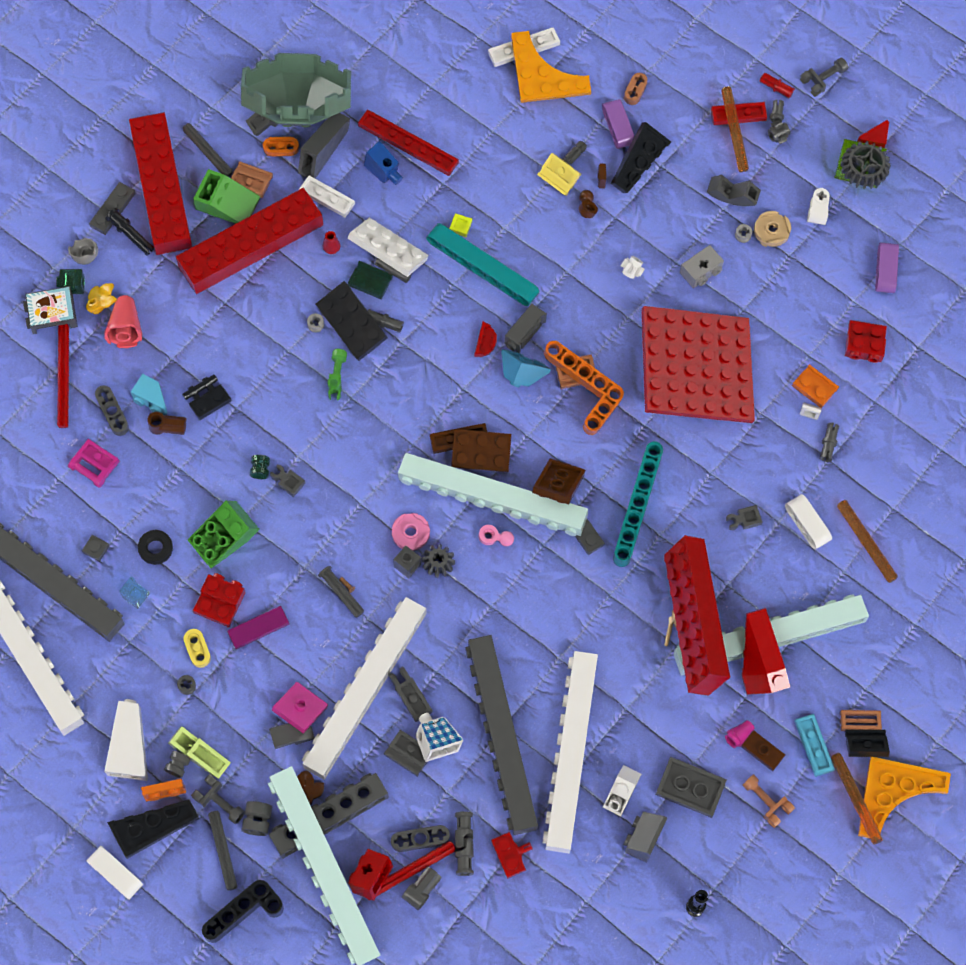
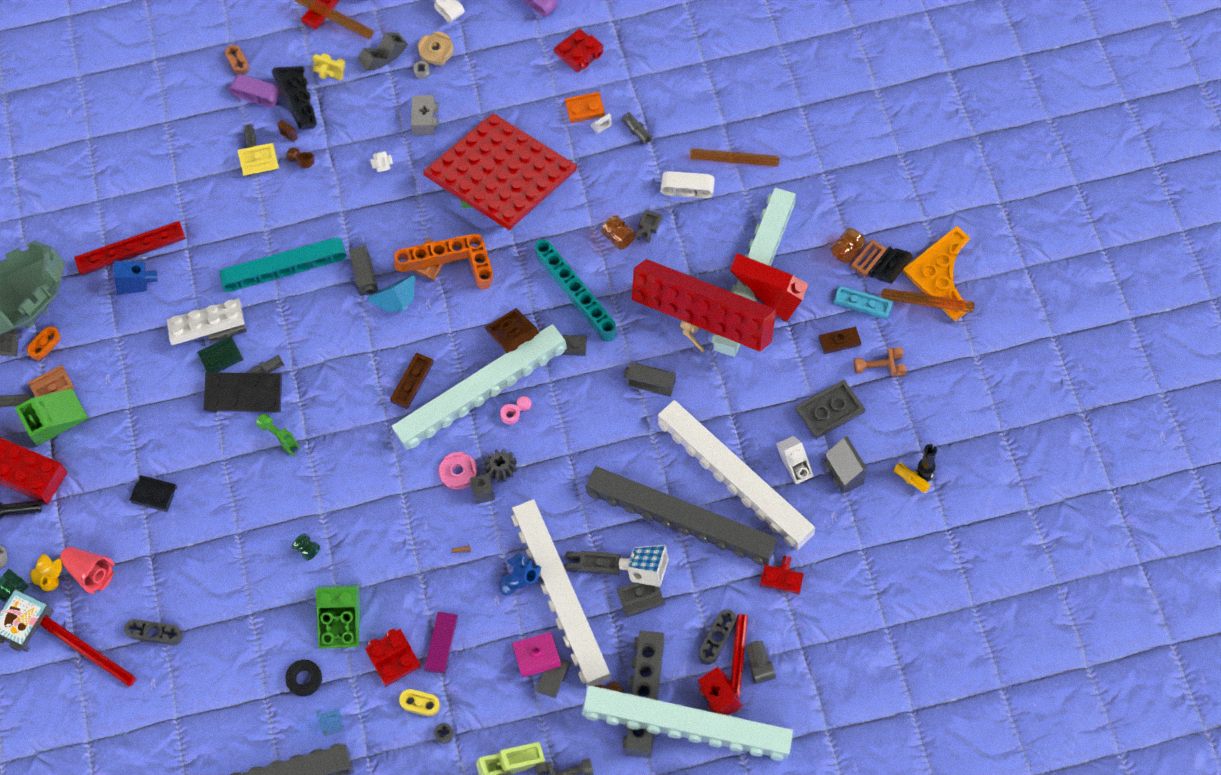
camera: 45 degrees left, 5 degrees down
(95, 548) = (263, 727): dark grey plate -> none
(97, 458) = (186, 671): dark pink plate -> none
(149, 393) = (168, 590): medium azure slope -> none
(168, 424) = (206, 594): reddish brown piece -> none
(208, 402) = (214, 551): black plate -> none
(221, 322) = (153, 493): none -> black plate
(249, 240) = (104, 422): red brick -> none
(257, 811) = (596, 750): dark grey wheel -> none
(289, 481) = (338, 533): dark grey plate -> none
(319, 318) = (222, 426): light grey bush -> none
(322, 144) = (74, 311): dark grey slope -> none
(328, 196) = (119, 338): white plate -> none
(331, 243) = (163, 362): red cone -> none
(341, 591) = (465, 556): dark grey axle -> none
(355, 646) = (522, 574): none -> blue animal
(461, 225) = (235, 256): neon yellow plate -> none
(464, 841) = (745, 603): dark grey piece -> none
(481, 450) = (436, 370): reddish brown plate -> none
(486, 341) = (348, 305): red plate -> none
(540, 80) = (165, 119): light orange plate -> none
(542, 41) = (128, 111): white plate -> none
(605, 621) = (650, 379): none -> dark grey window
(680, 899) = (911, 477): none -> yellow axle
(683, 161) = (328, 67): none -> light yellow hips
(717, 501) = (618, 232): none -> clear orange wheel
(737, 735) = (815, 348): dark pink cone -> none
(856, 694) = (847, 246): none -> clear orange wheel

